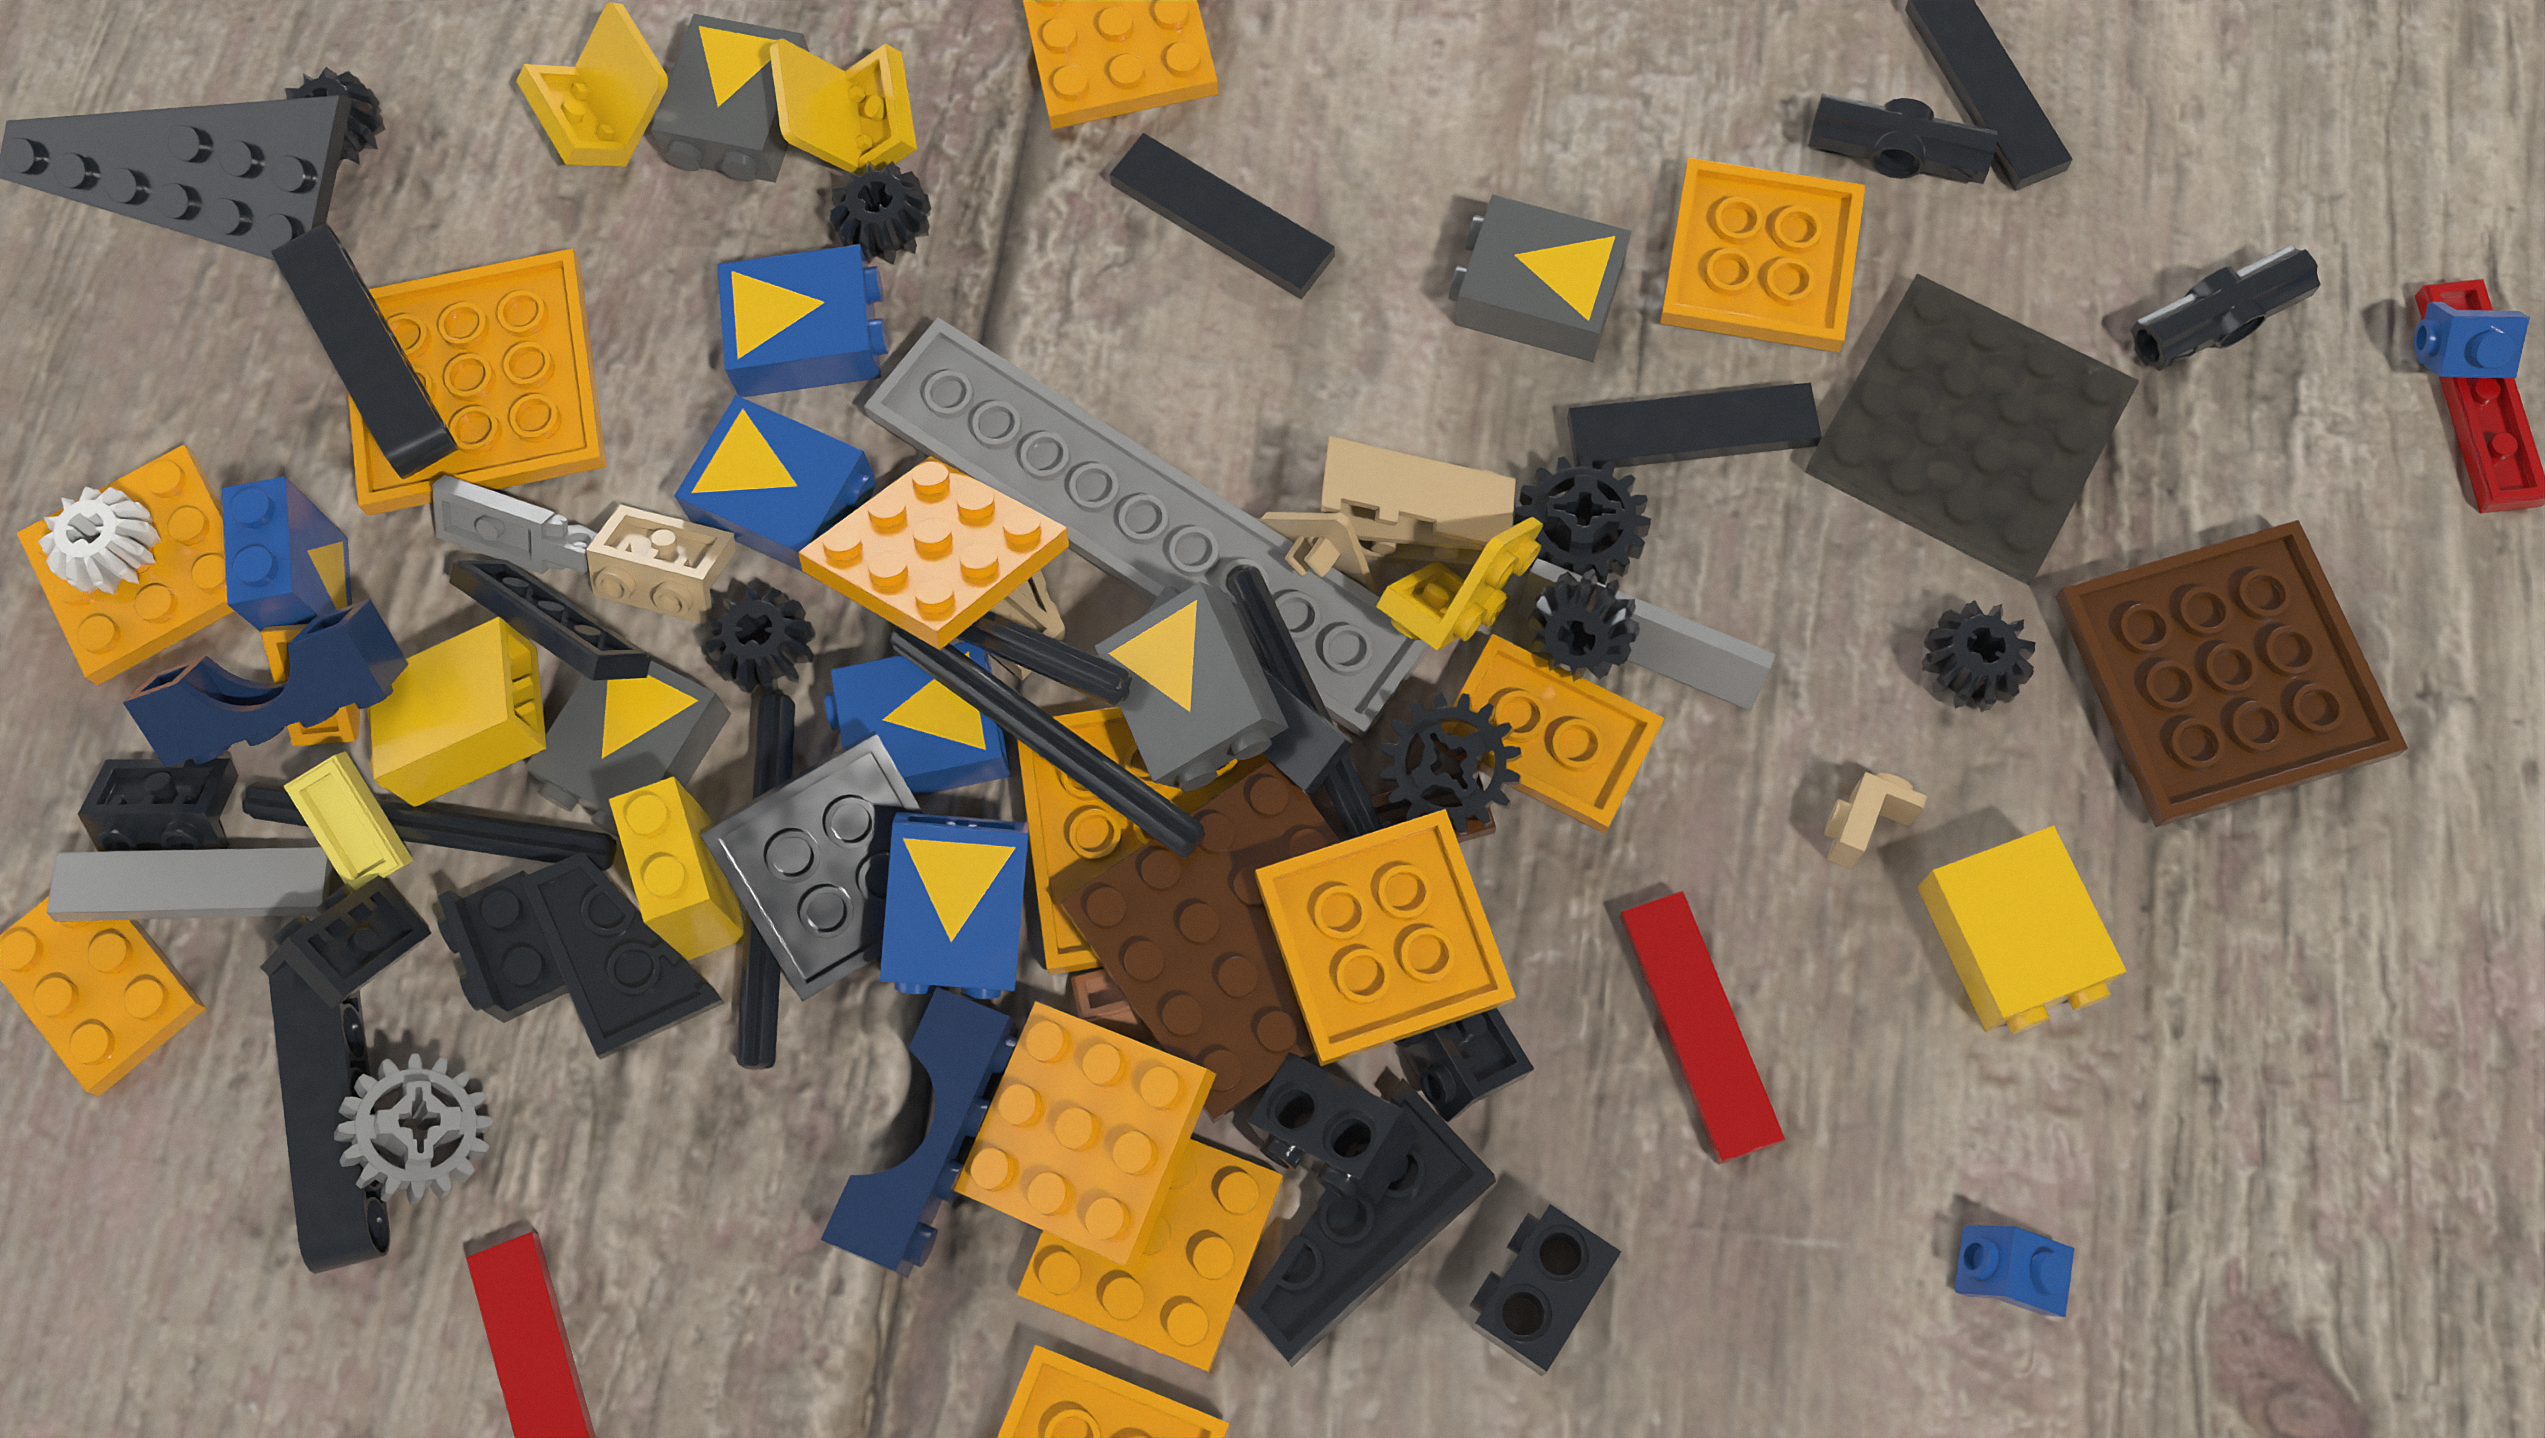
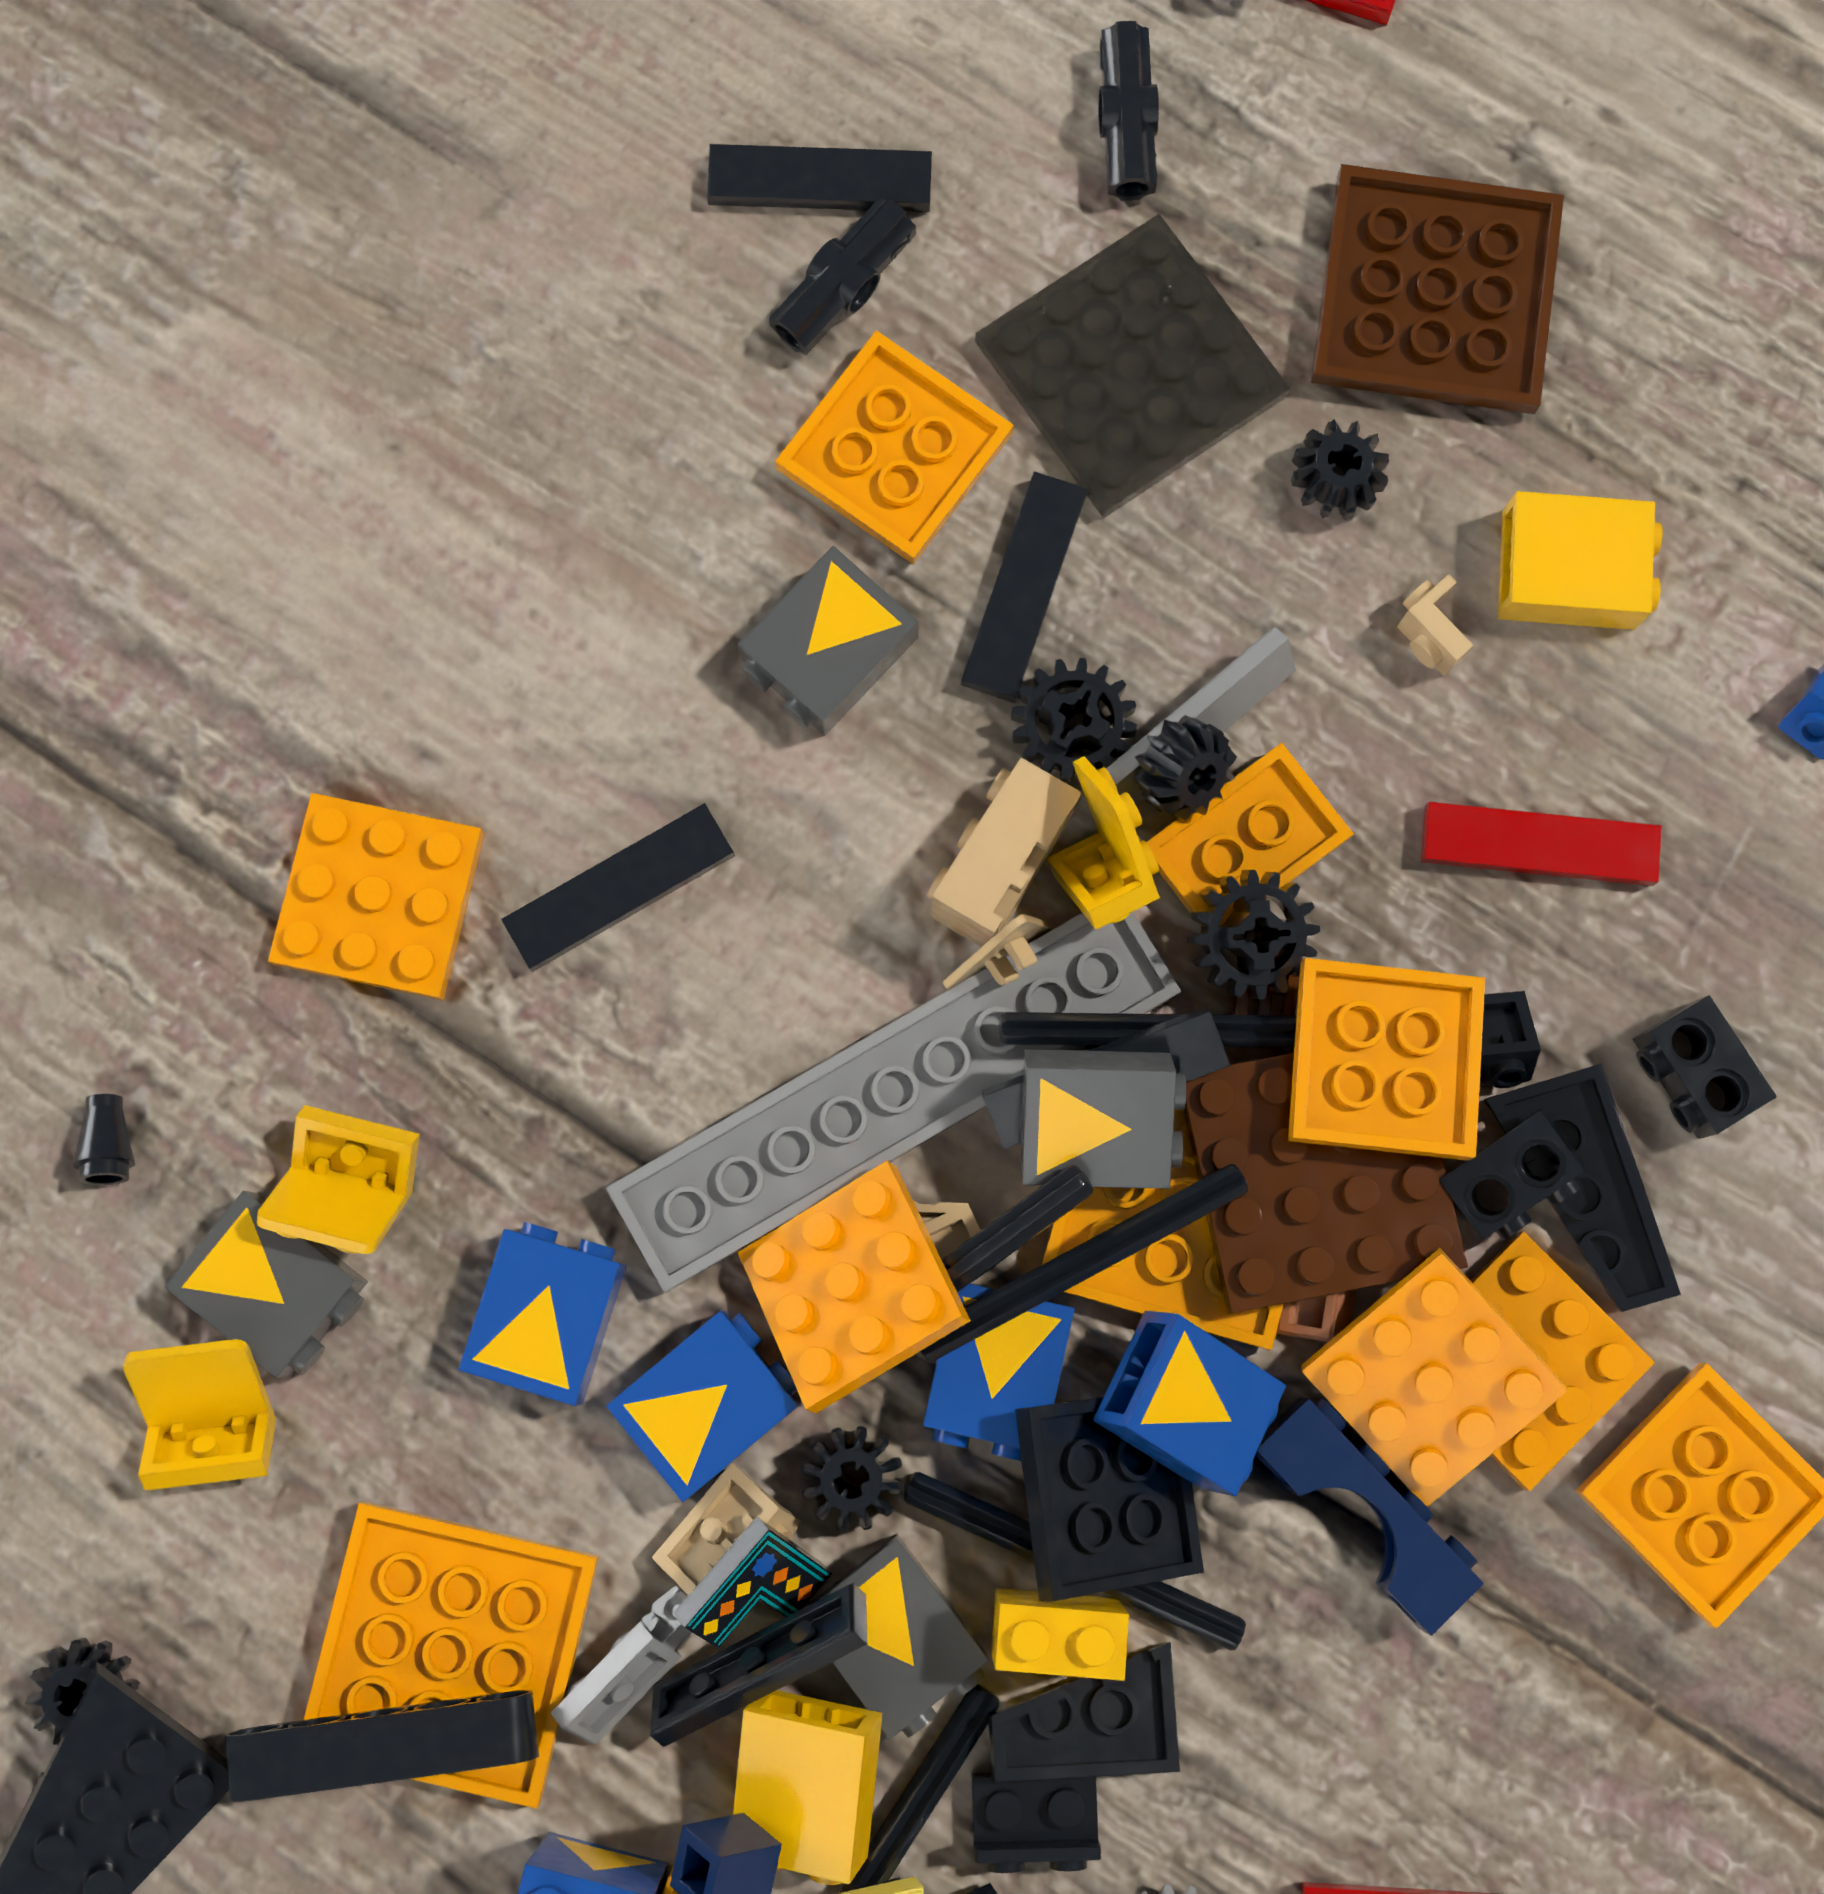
camera: 70 degrees left, 10 degrees up
(632, 573) = (754, 1569): none -> black tile
(881, 211) = (442, 1197): black gear -> none

